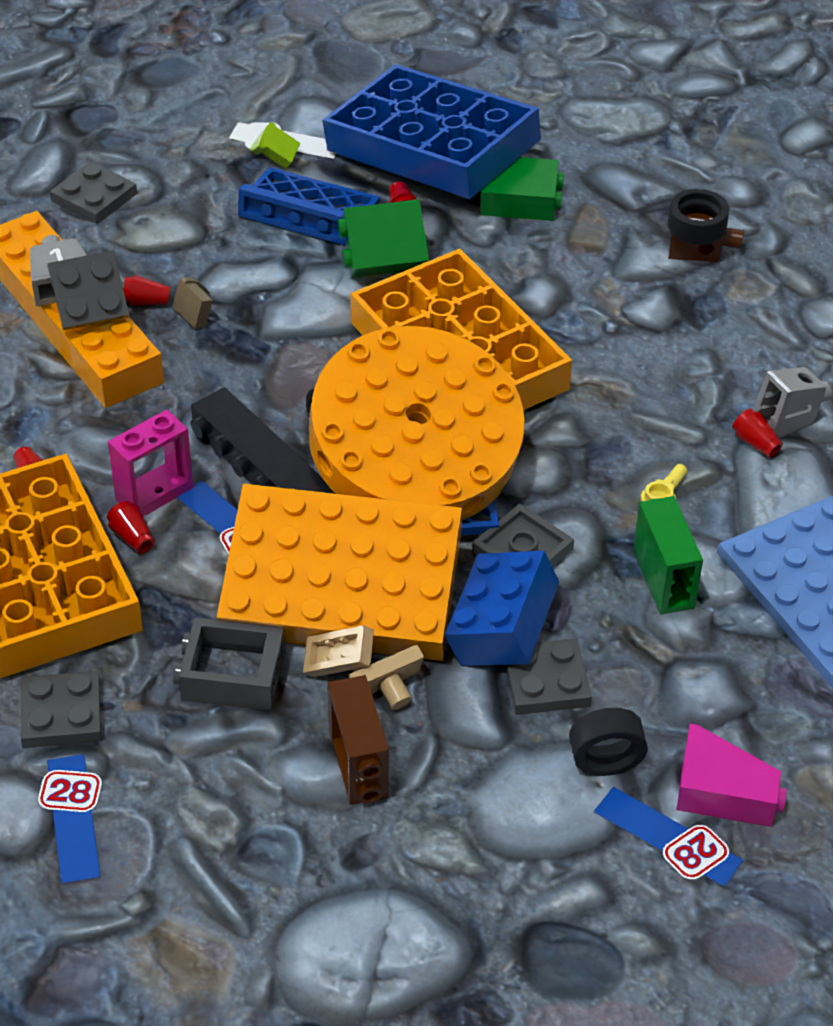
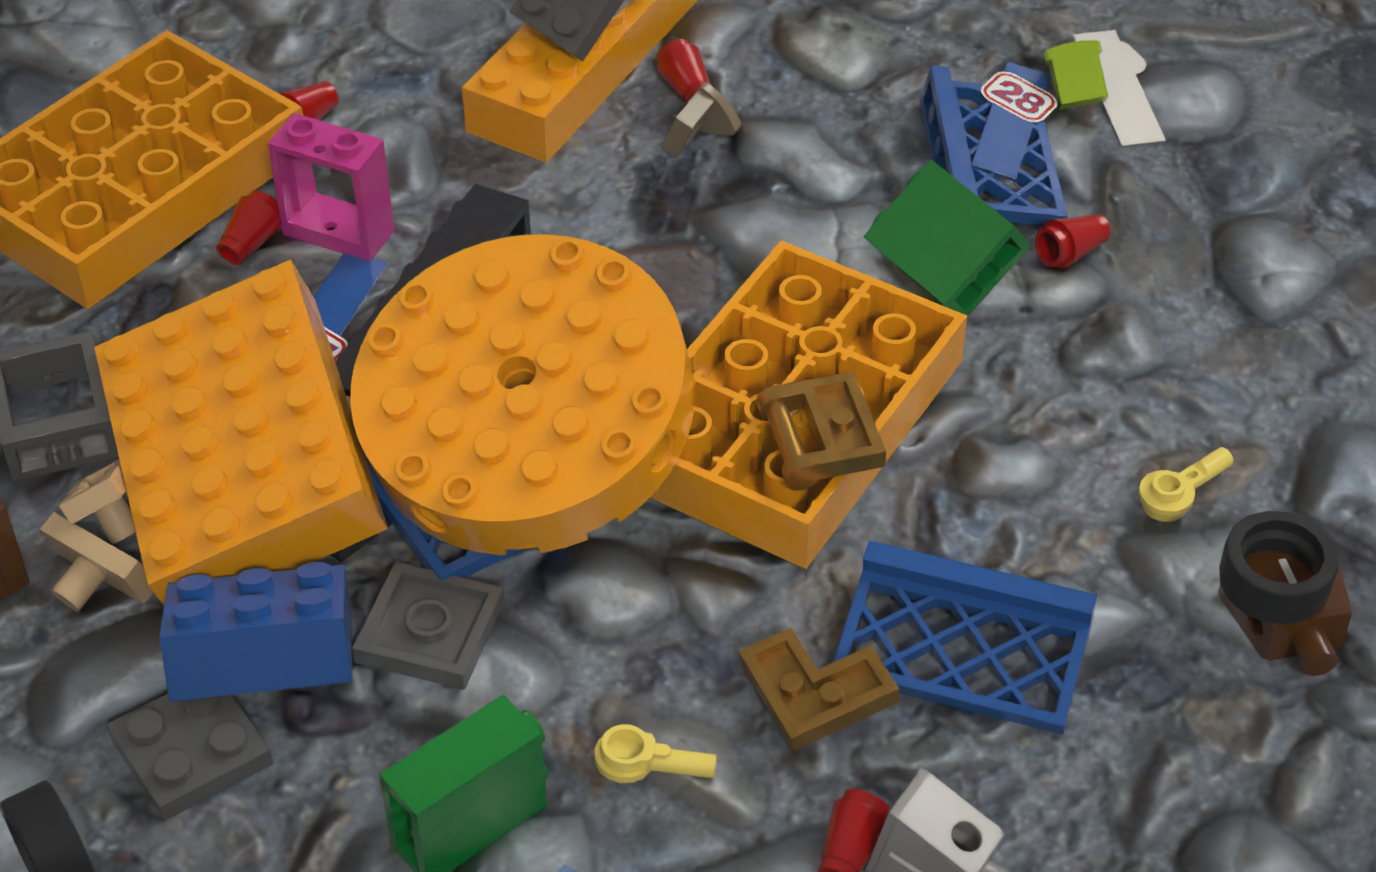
camera: 65 degrees right, 0 degrees up
(288, 180) = (1017, 103): none -> blue sticker
(432, 130) = (1227, 203): blue brick -> none
(519, 317) = (838, 422): none -> pearl gold plate
(524, 190) = (1213, 351): green brick -> none
(600, 243) = (1171, 494): none -> light yellow plate
(631, 333) = (987, 597): none -> blue fence
(662, 417) = (815, 701): none -> pearl gold plate

